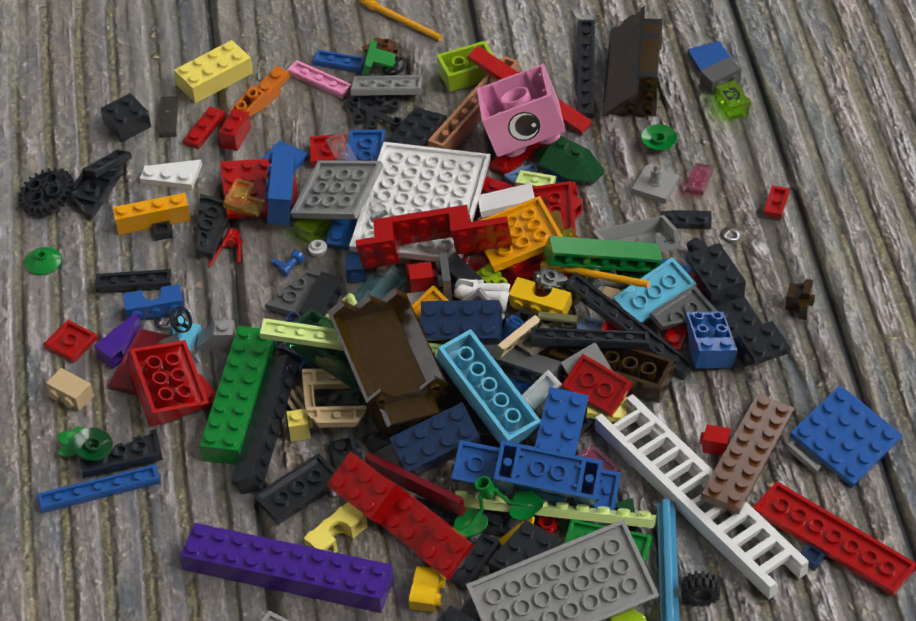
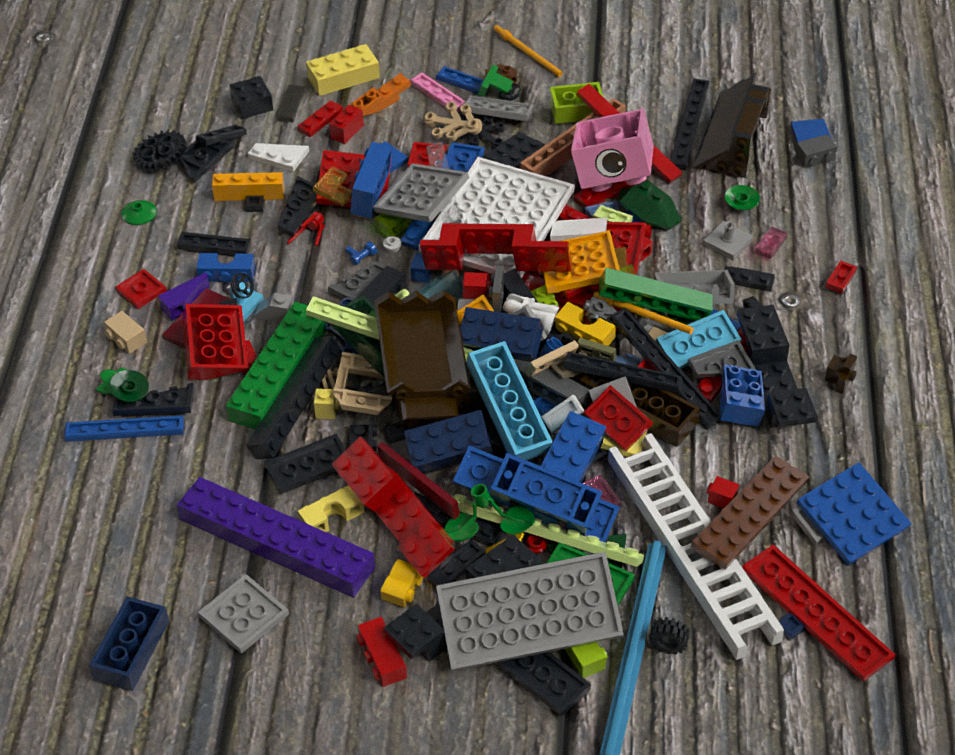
camera: 10 degrees right, 0 degrees up
(366, 109) = (472, 126): none -> tan plant
(732, 100) = (822, 175): clear neon green brick -> none

